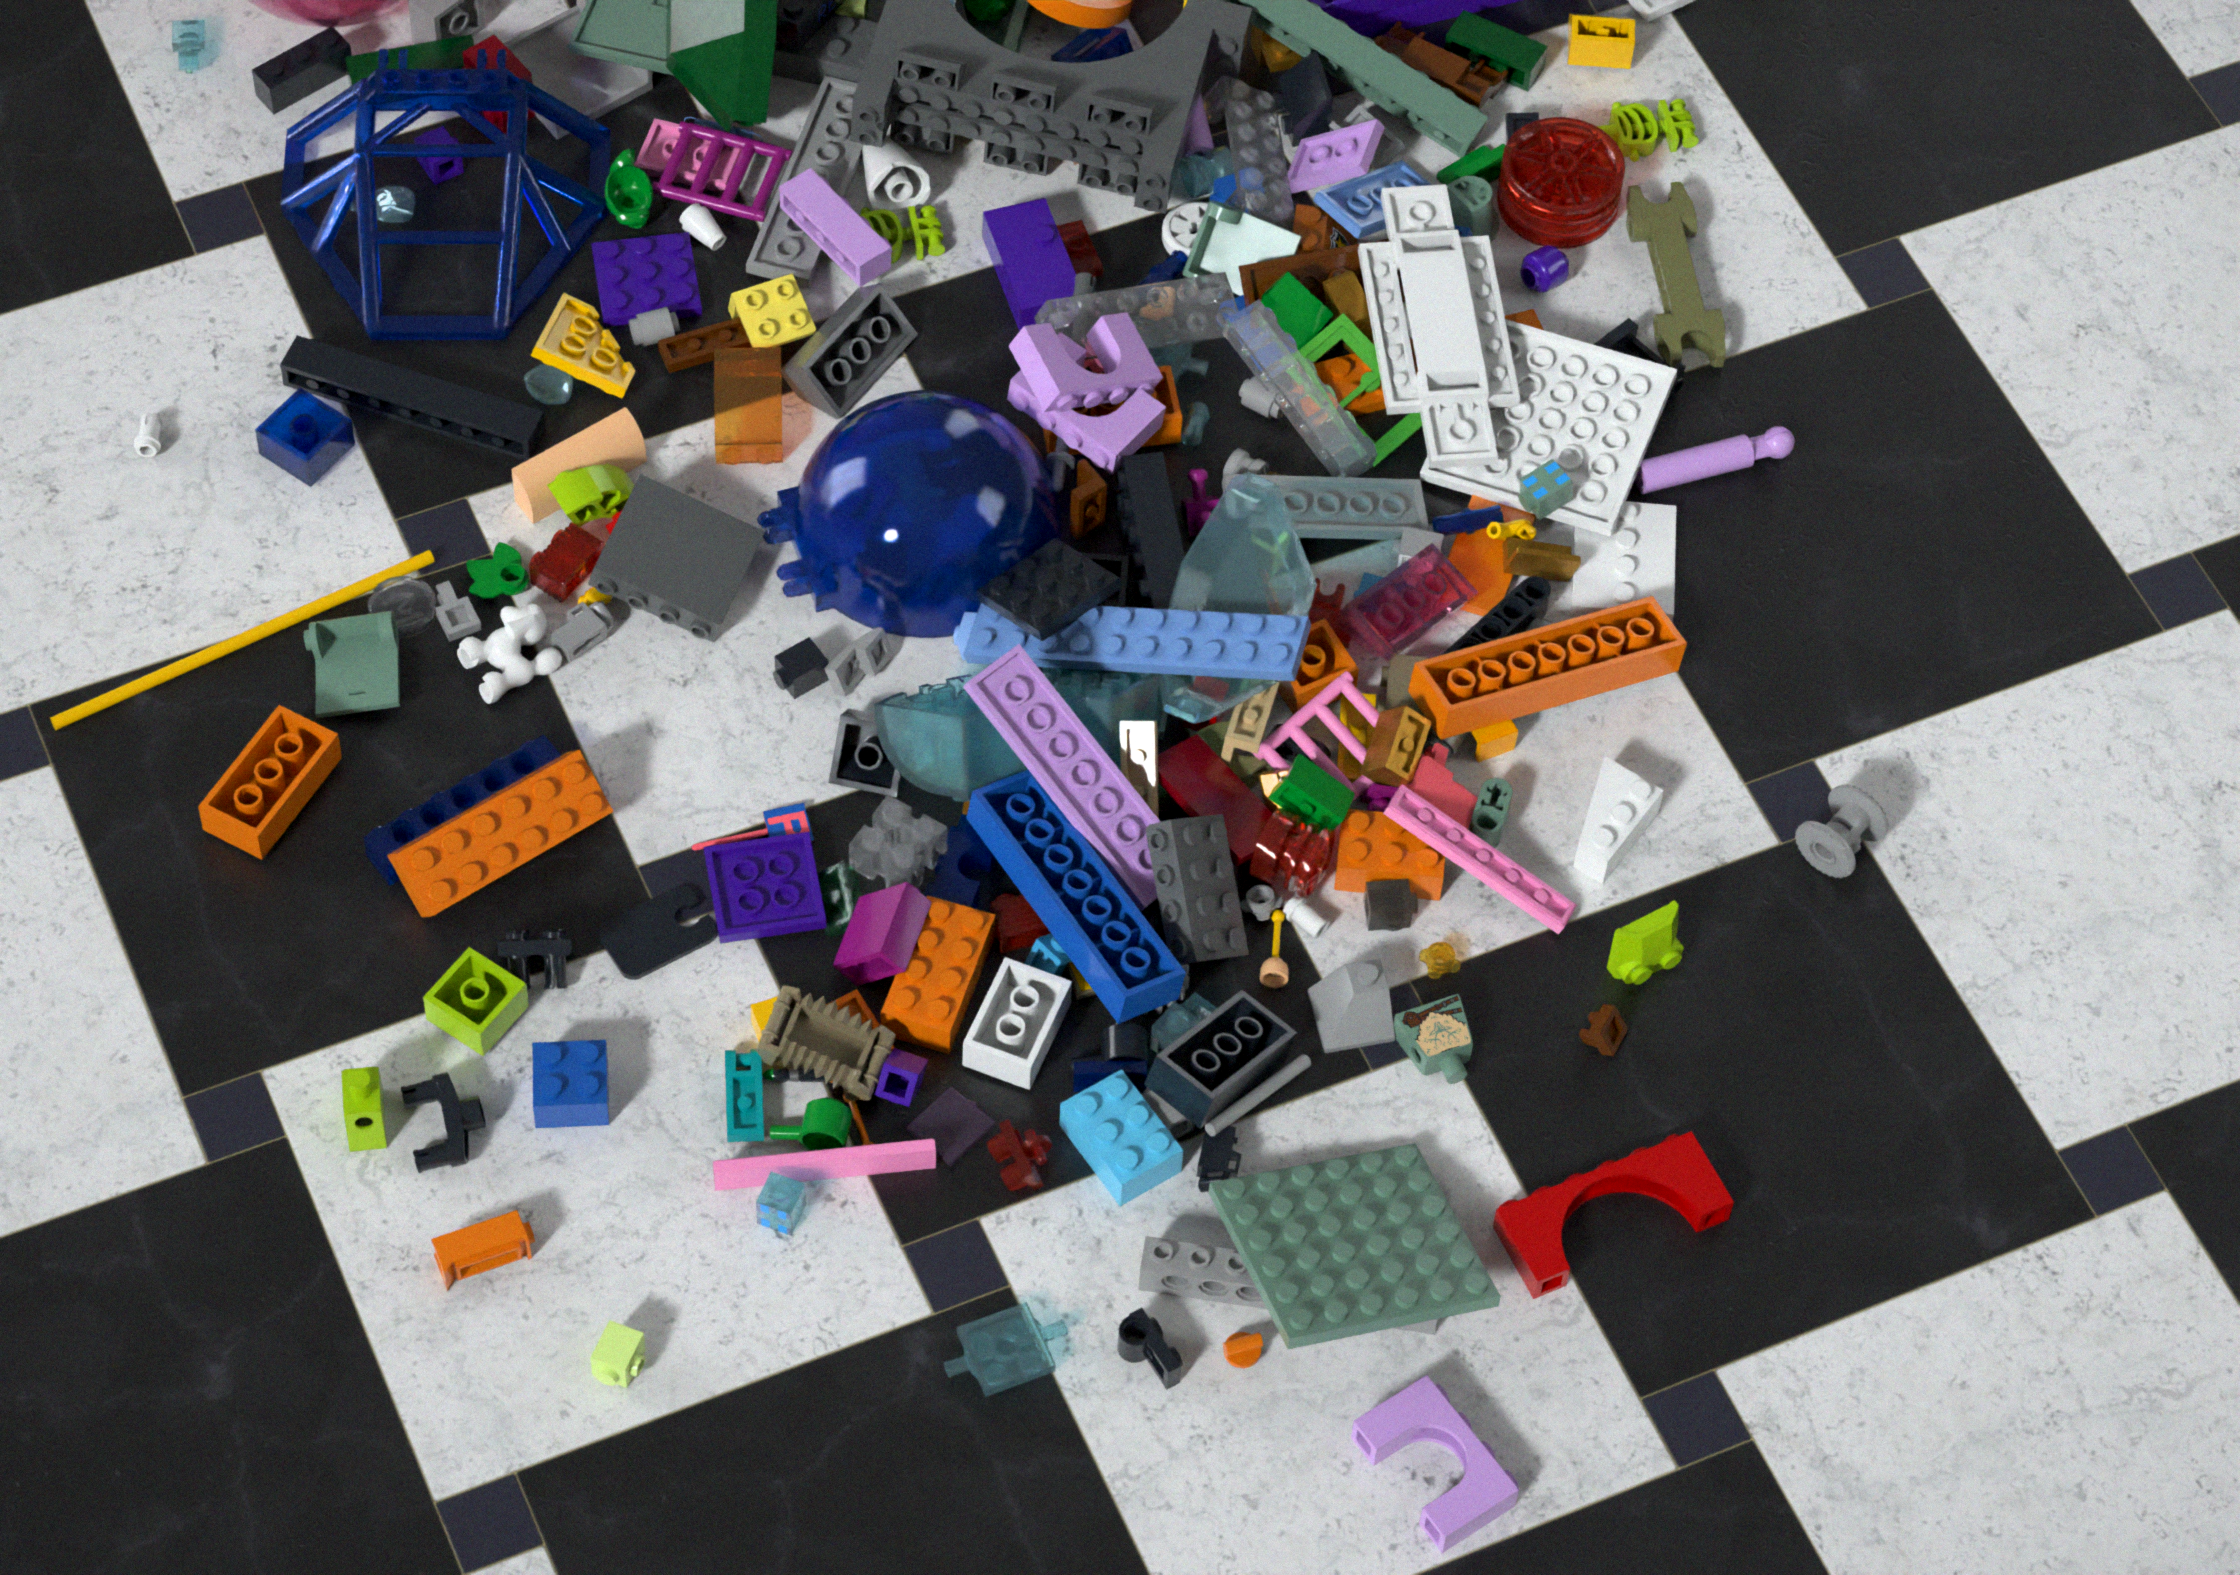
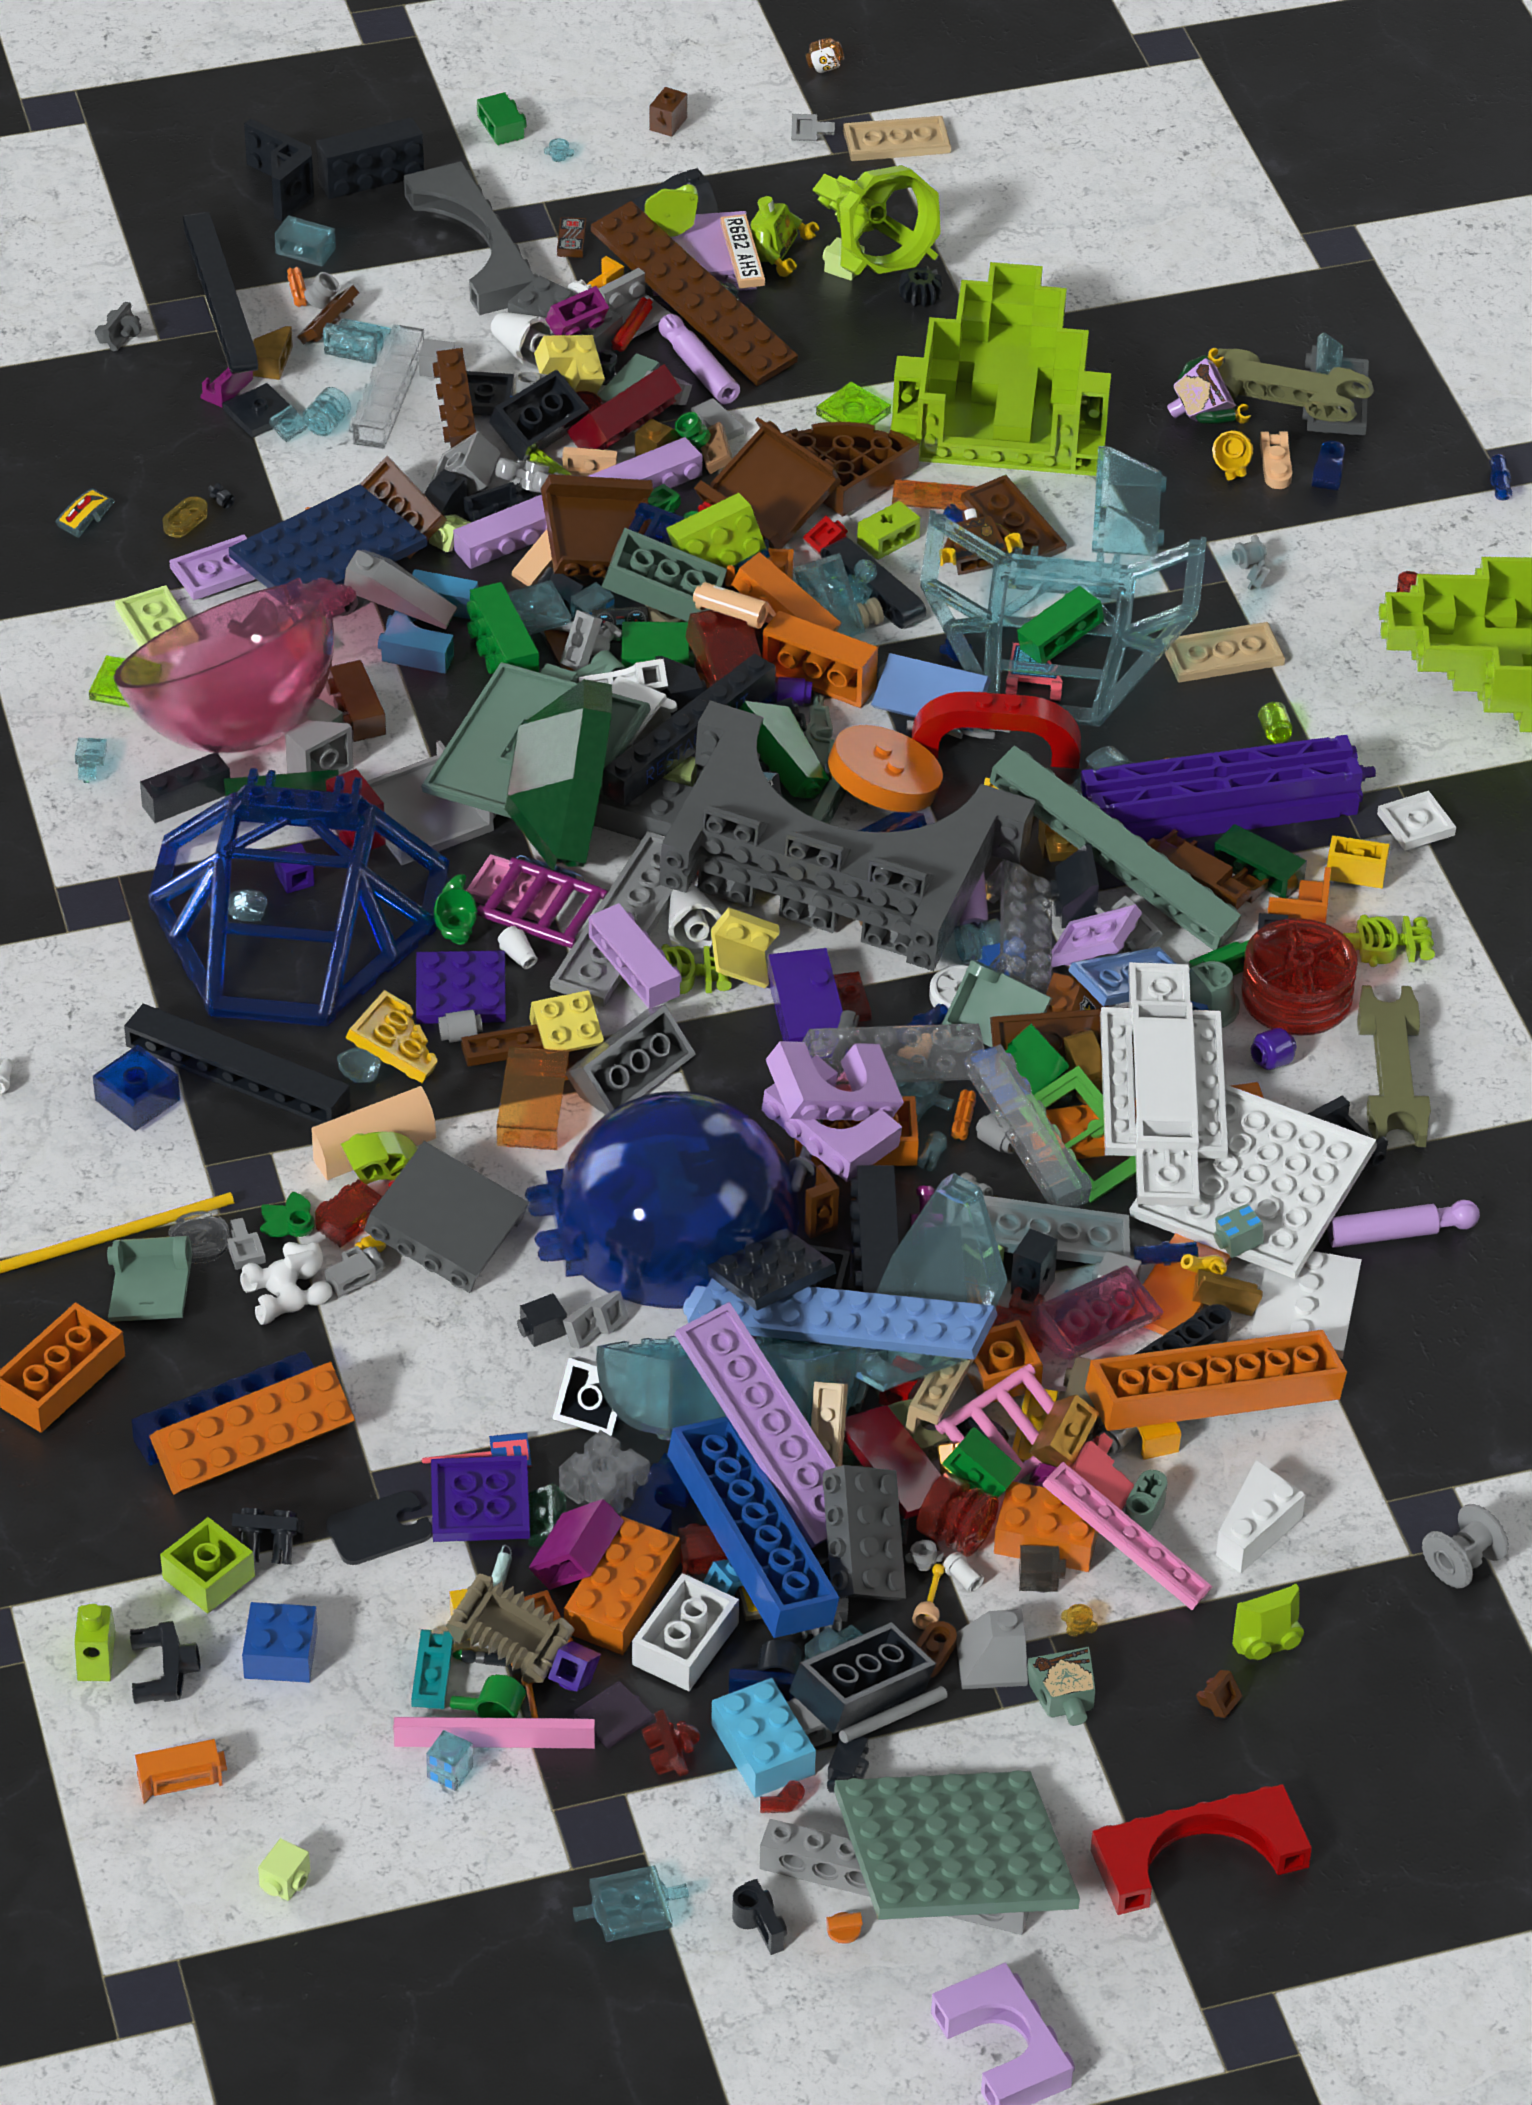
camera: 10 degrees right, 10 degrees down
(801, 969) = (501, 1567): none -> light aqua piece
(948, 204) = (741, 945): none -> light yellow bracket
(1155, 1208) = (785, 1801): none -> clear red arm
(1222, 377) = (963, 1114): none -> orange axle
(1292, 1014) = (937, 1651): none -> reddish brown plate
(1330, 549) = (1034, 1264): none -> black brick
(1557, 96) = (1311, 901): none -> orange panel

